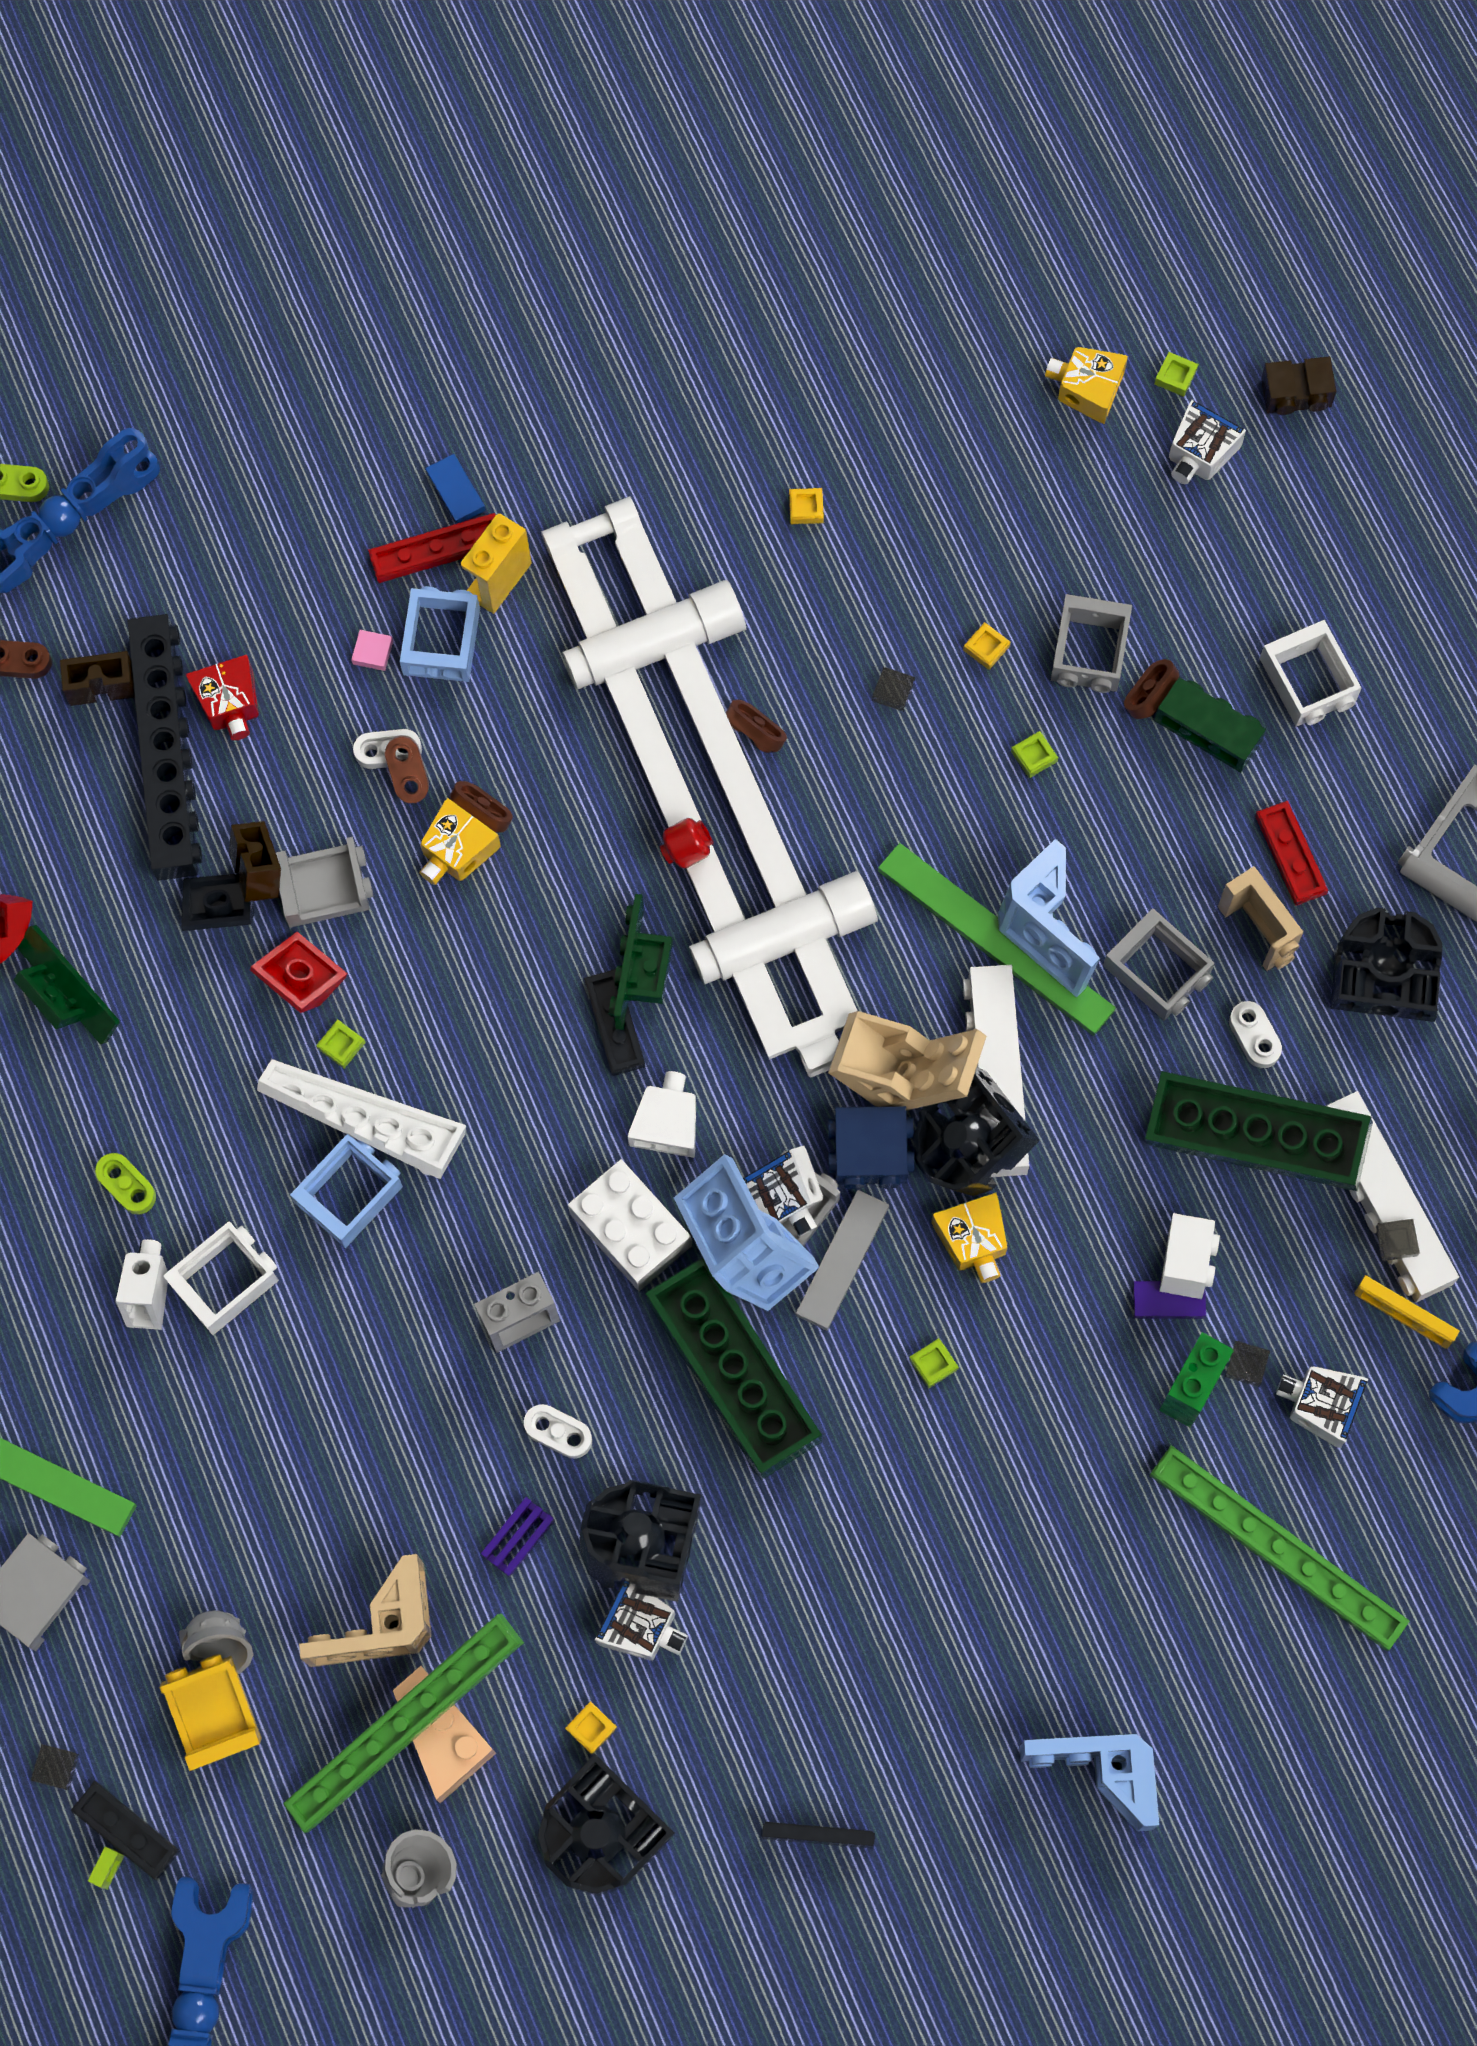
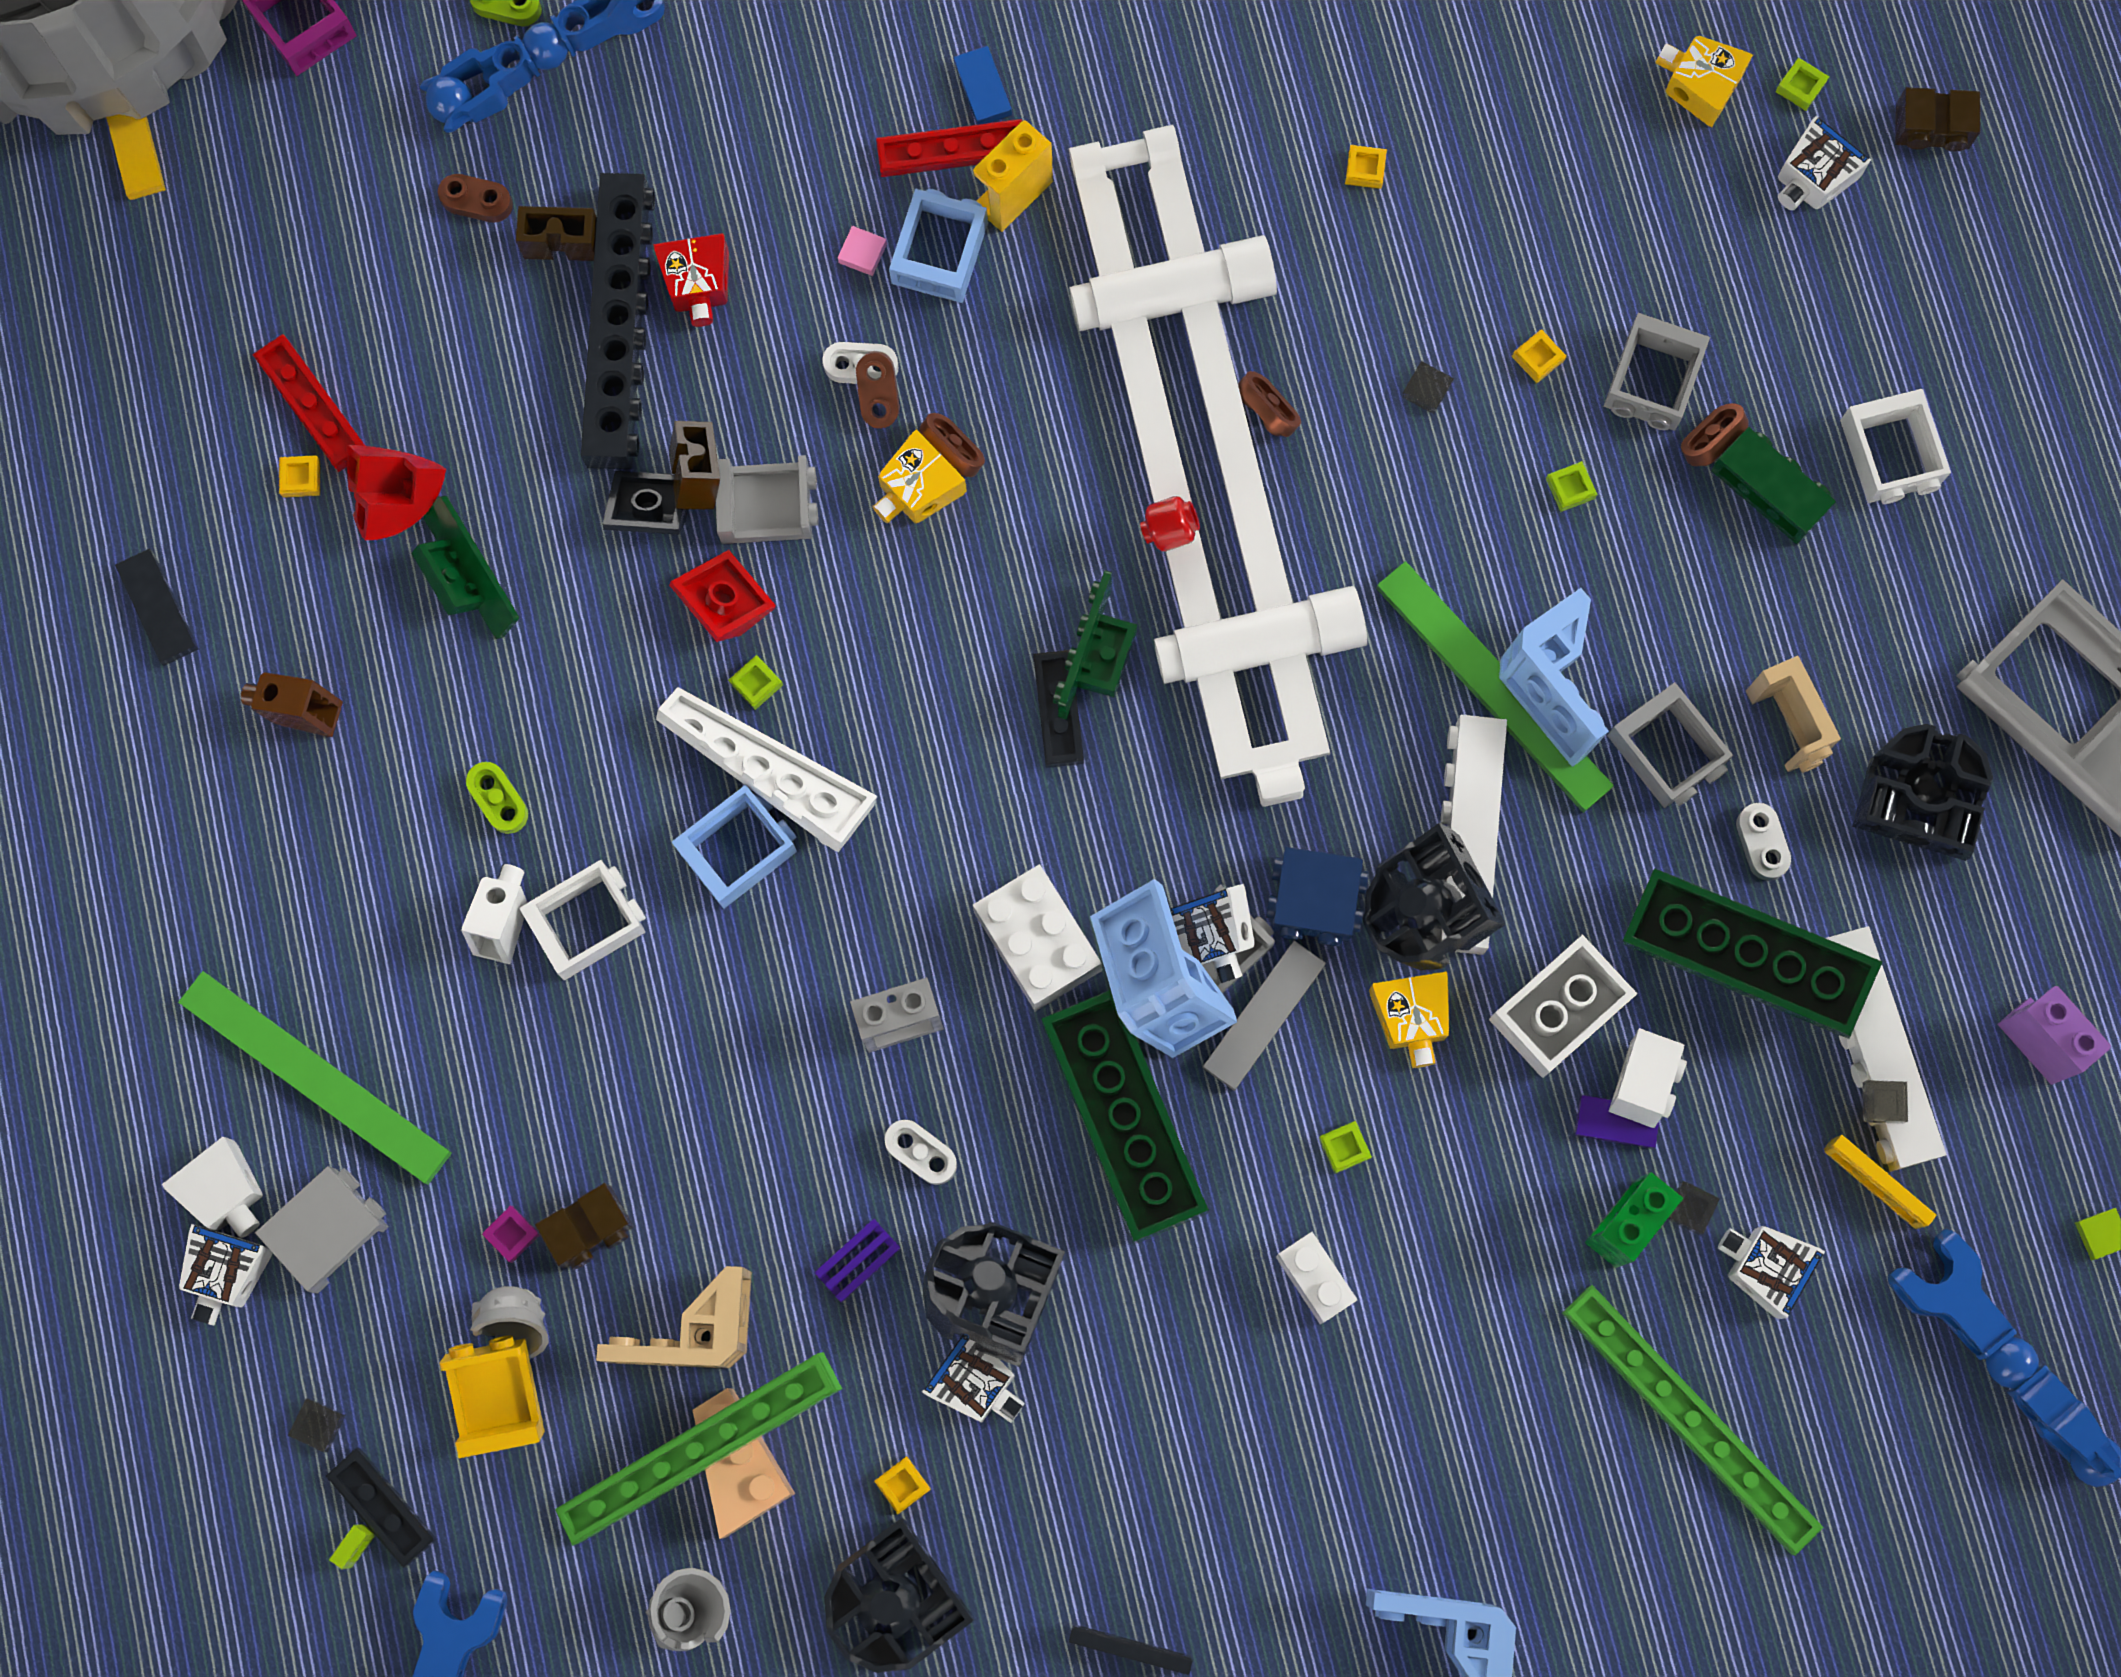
camera: 10 degrees right, 5 degrees up
(202, 1566) = (511, 1234): none -> magenta plate
(269, 1549) = (585, 1227): none -> dark brown brick
(666, 1118) = (1097, 826): white torso -> none
(900, 1066) = (1366, 814): tan bracket -> none
(927, 1480) = (1316, 1278): none -> white brick
(1103, 1206) = (1562, 1006): none -> white brick
(1291, 853) = (1838, 644): red tile -> none

